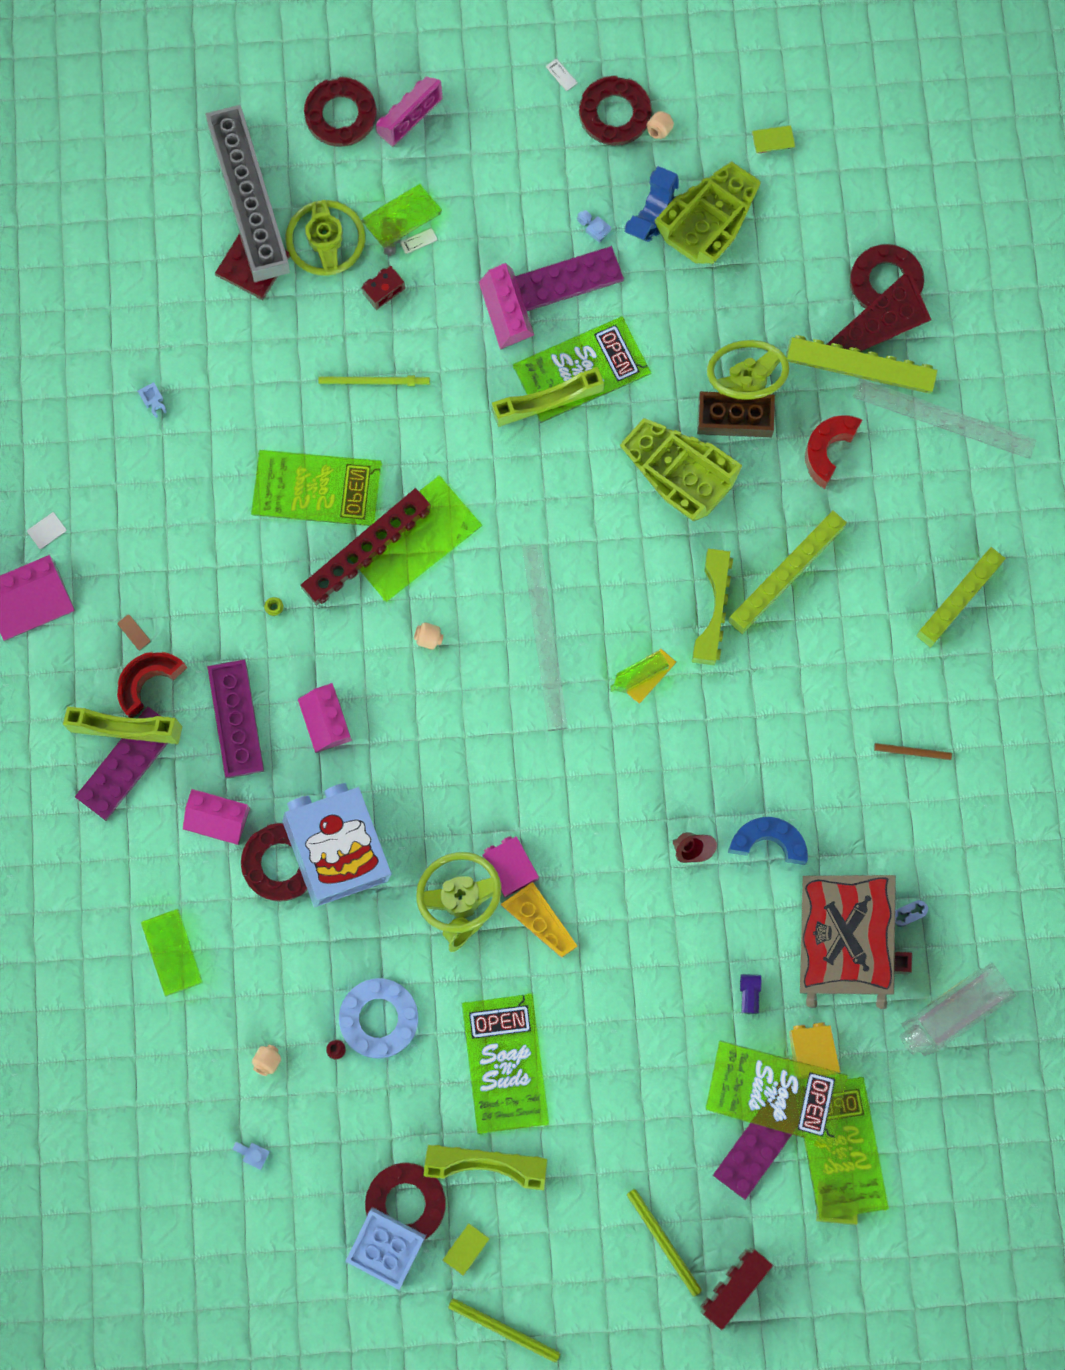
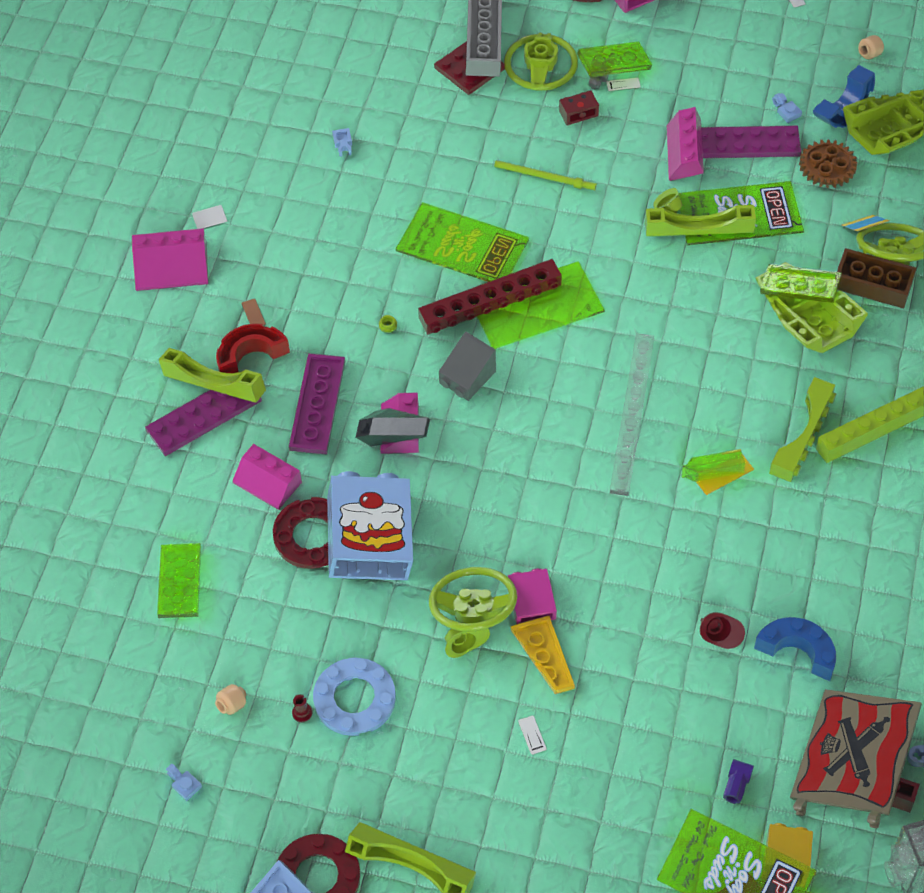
camera: 20 degrees right, 20 degrees down
(318, 728) = (391, 426): none -> wedge
(370, 637) = (468, 366): none -> dark grey slope
(428, 635) = (522, 382): light nougat head -> none
(505, 1063) = (464, 776): clear neon green piece -> none
(508, 381) = (669, 200): none -> lime piece
(553, 1004) = (532, 735): none -> white sticker
(614, 86) = (832, 10): dark red plate -> none
(666, 296) = (828, 163): none -> dark orange gear
(667, 445) = (800, 283): none -> clear neon green plate
(710, 350) = (865, 223): none -> sticker

